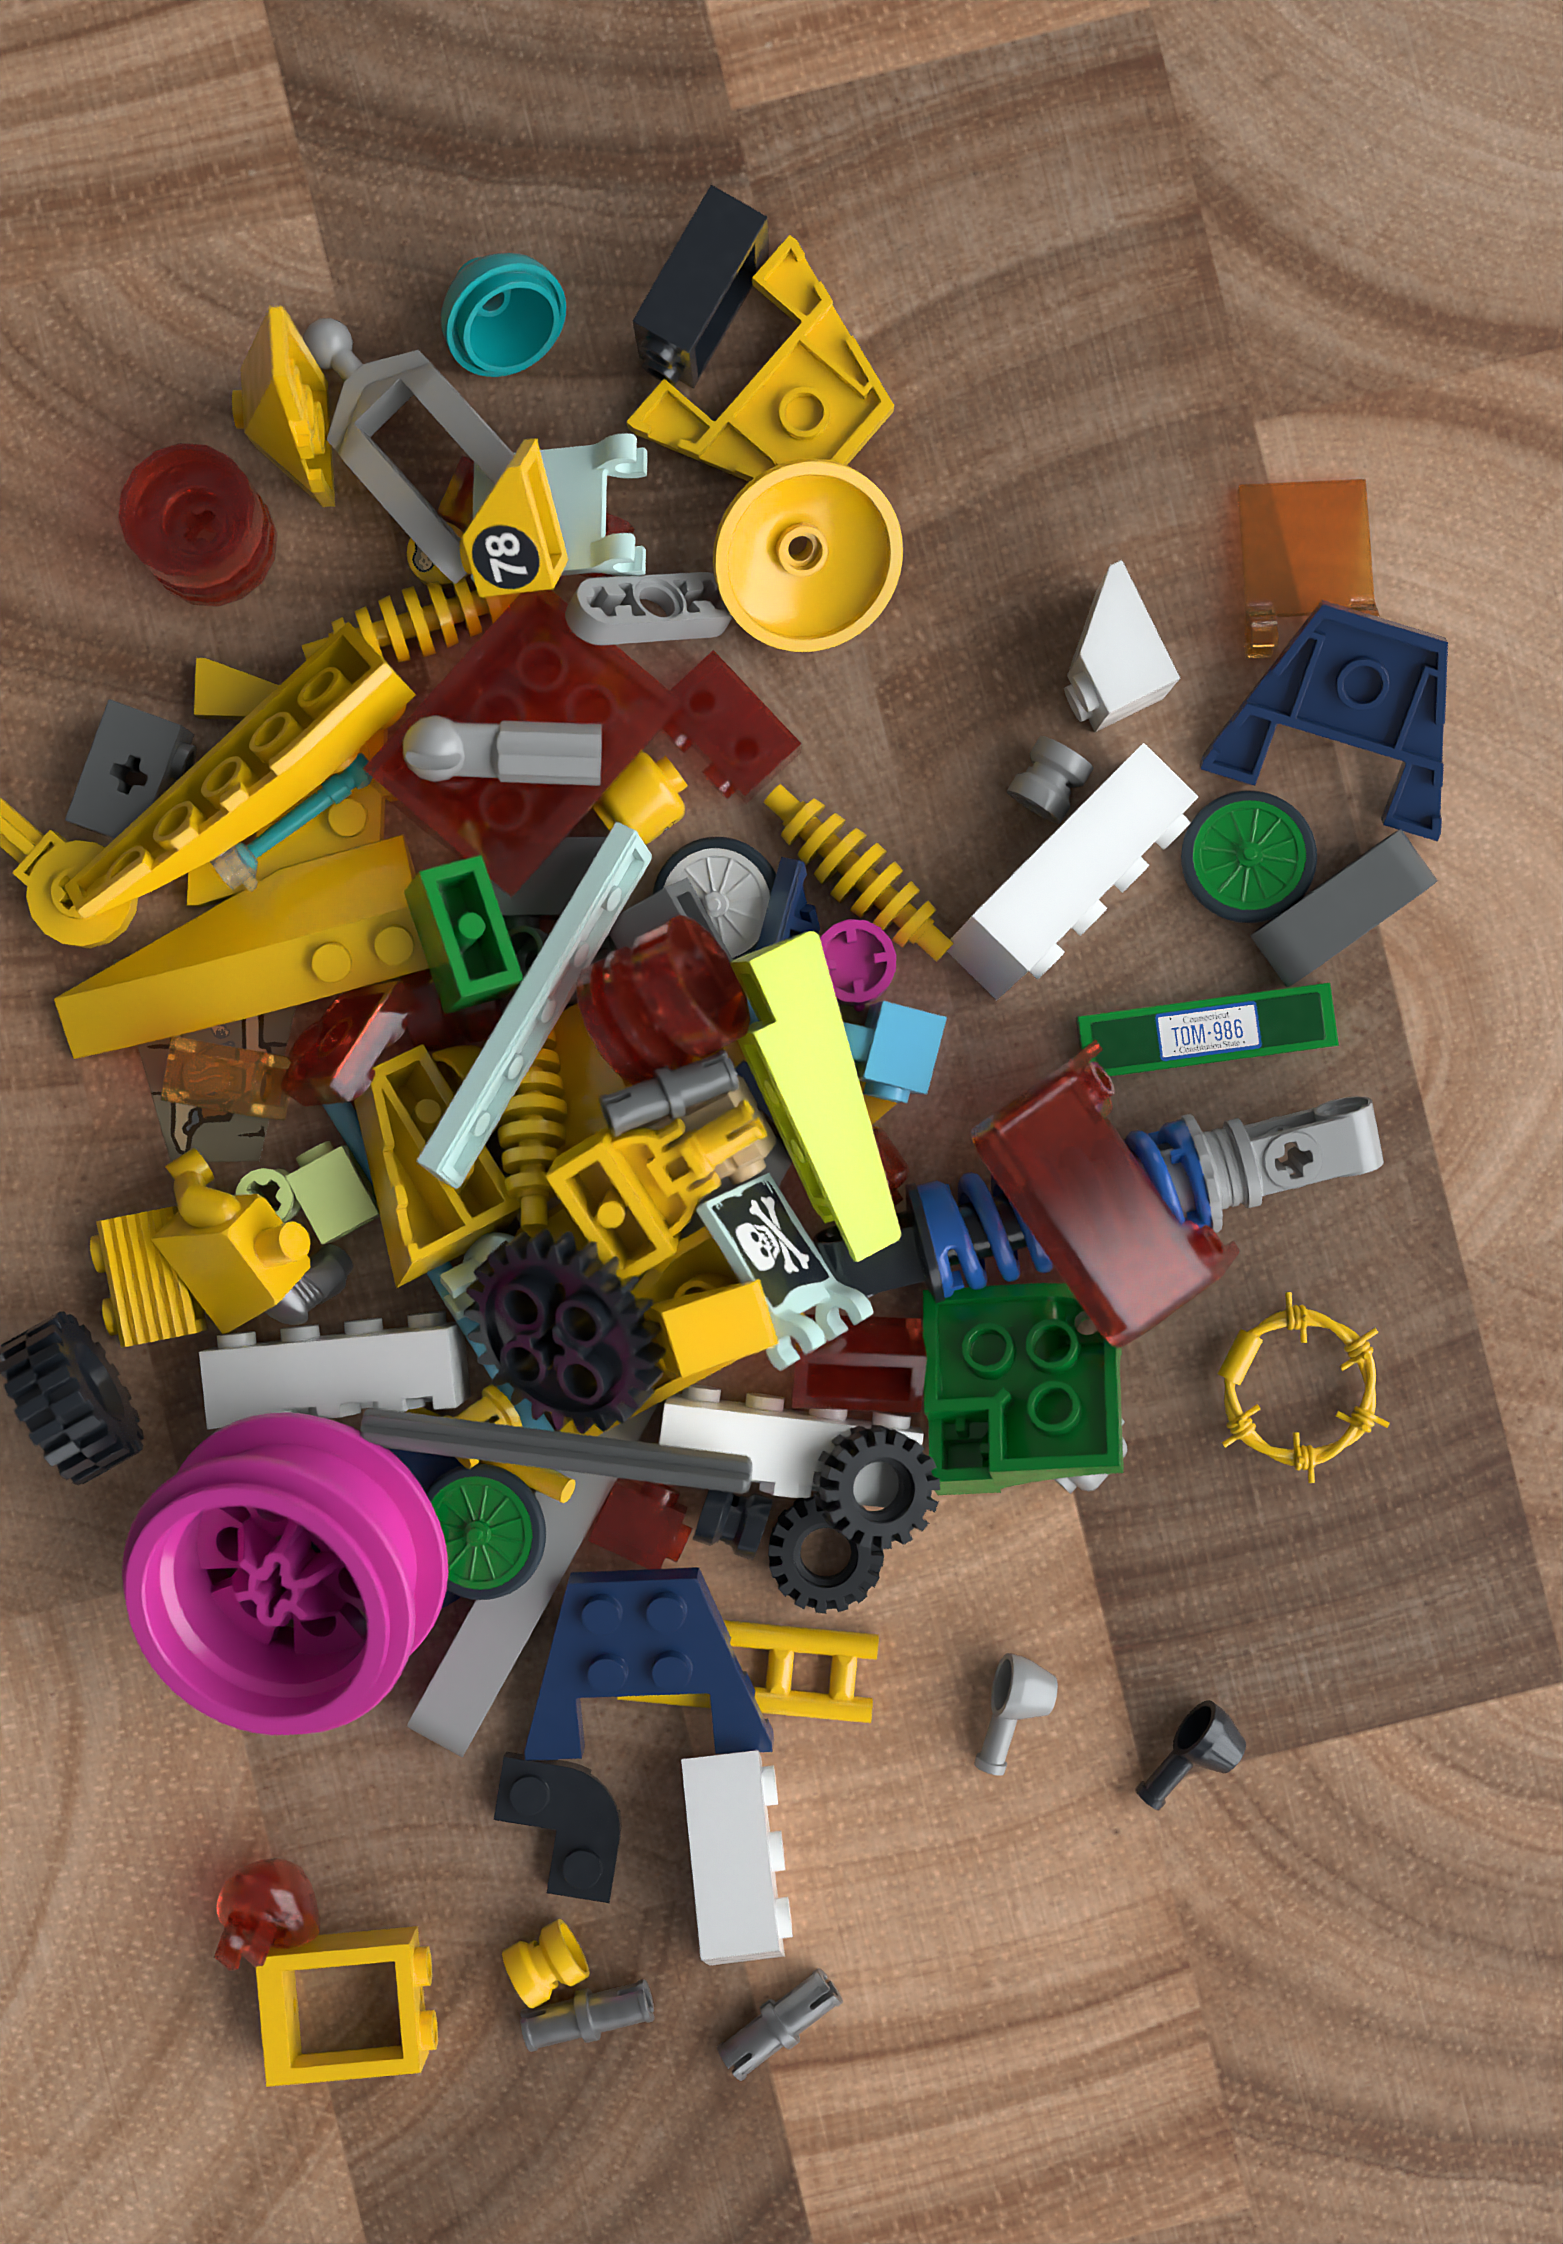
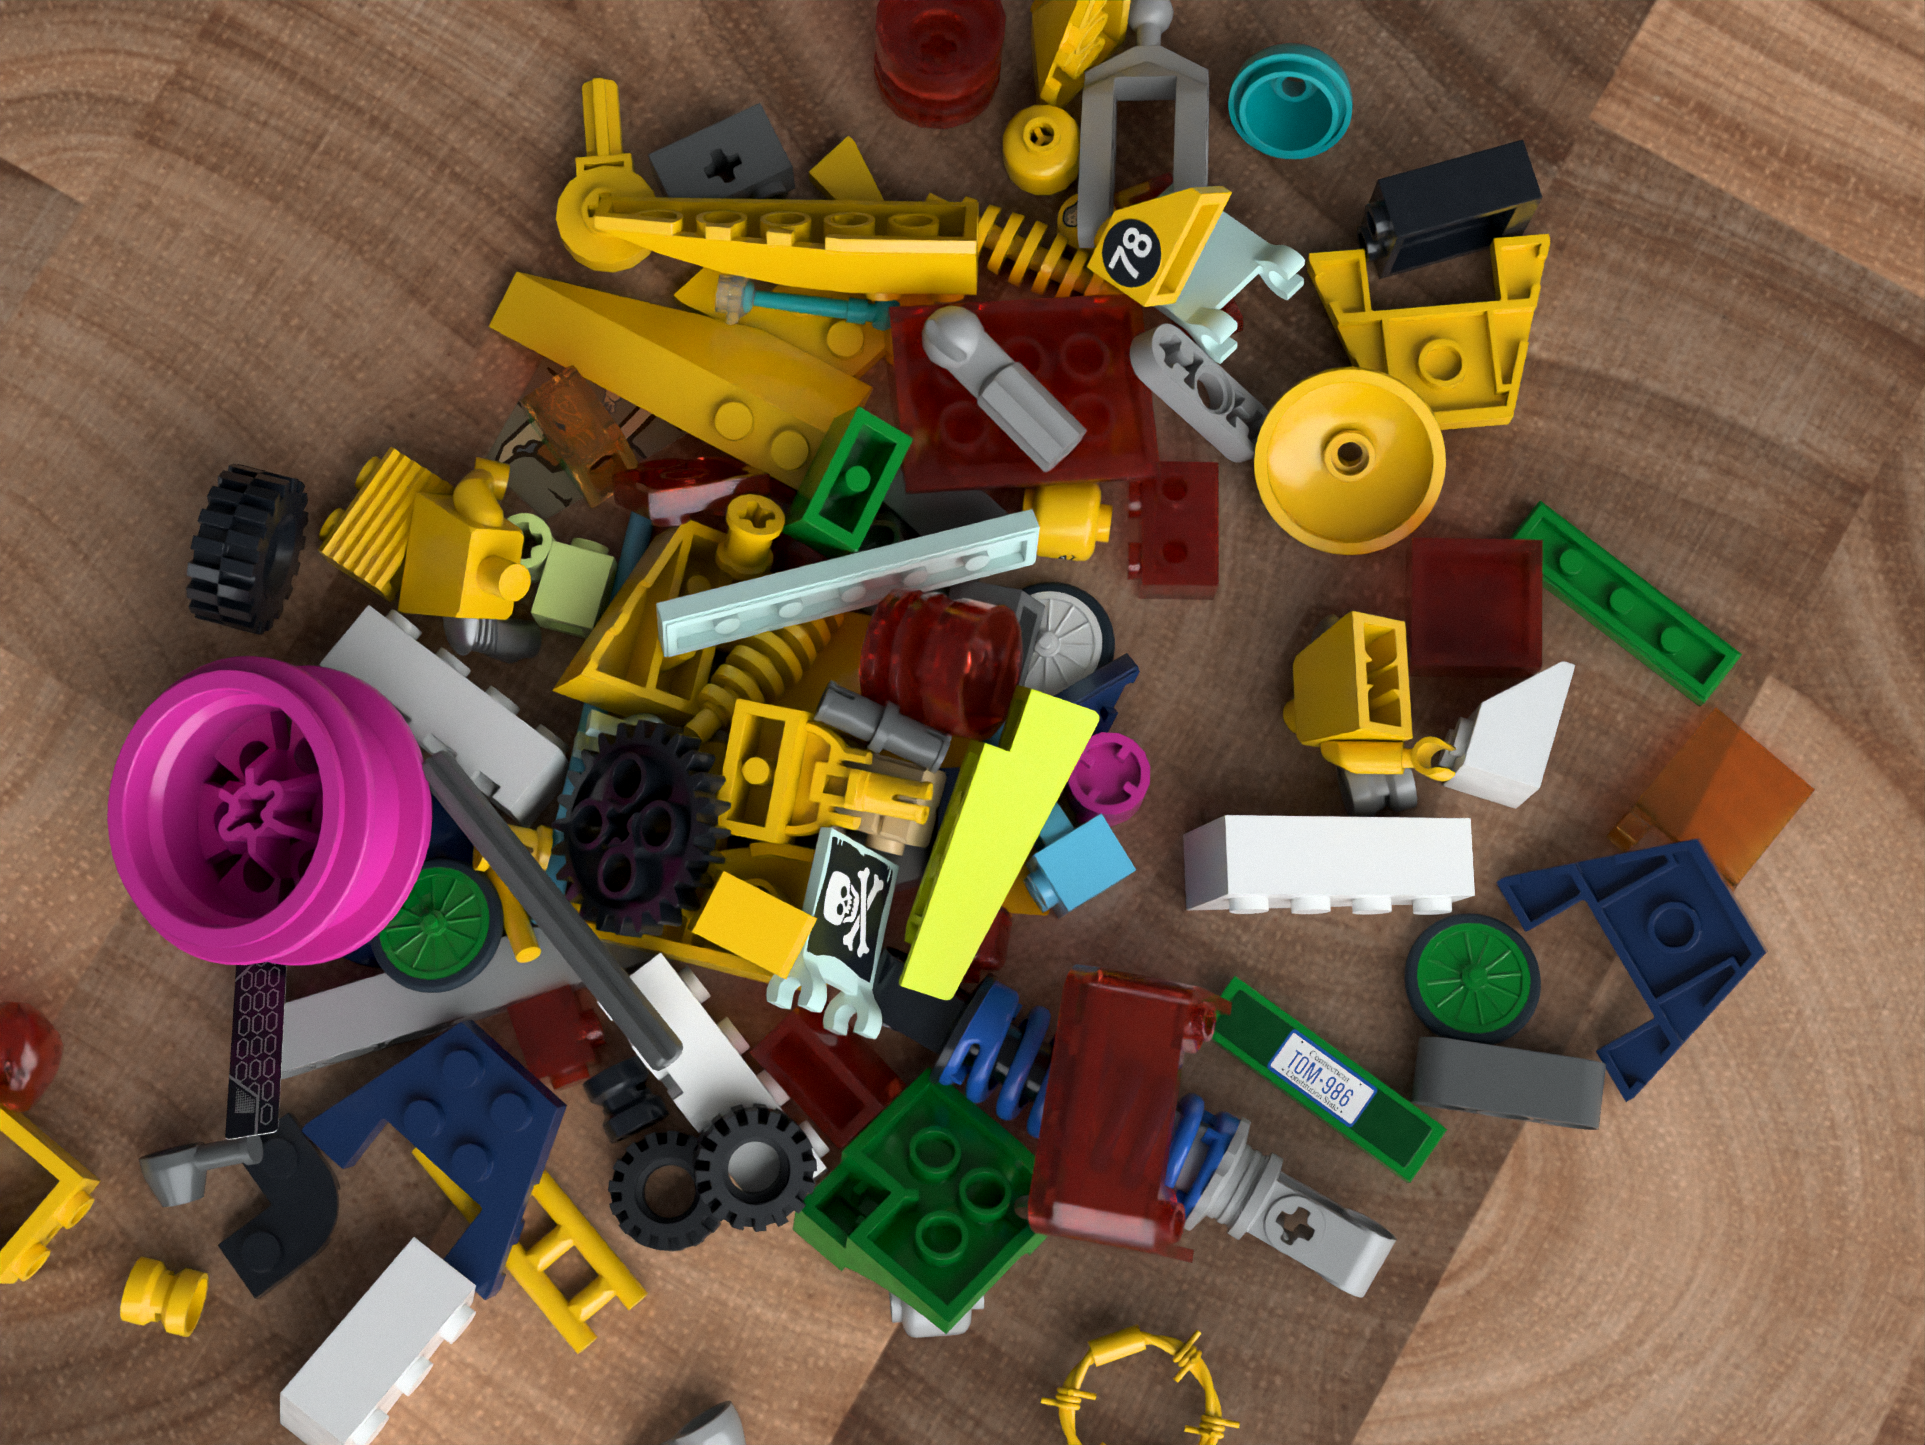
camera: 40 degrees right, 10 degrees down
(359, 551) = (1042, 149): none -> yellow head
(427, 1032) = (752, 527): none -> yellow bush
(448, 1748) = (256, 1050): none -> black sticker
(468, 1869) = (180, 1172): none -> dark grey bar
(587, 2015) = (155, 1367): flat silver pin -> none
(858, 872) = (1172, 719): yellow piece -> none
(981, 732) = (1357, 698): none -> yellow torso
(1001, 581) = (1474, 607): none -> clear red piece
(1099, 472) = (1628, 607): none -> green tile

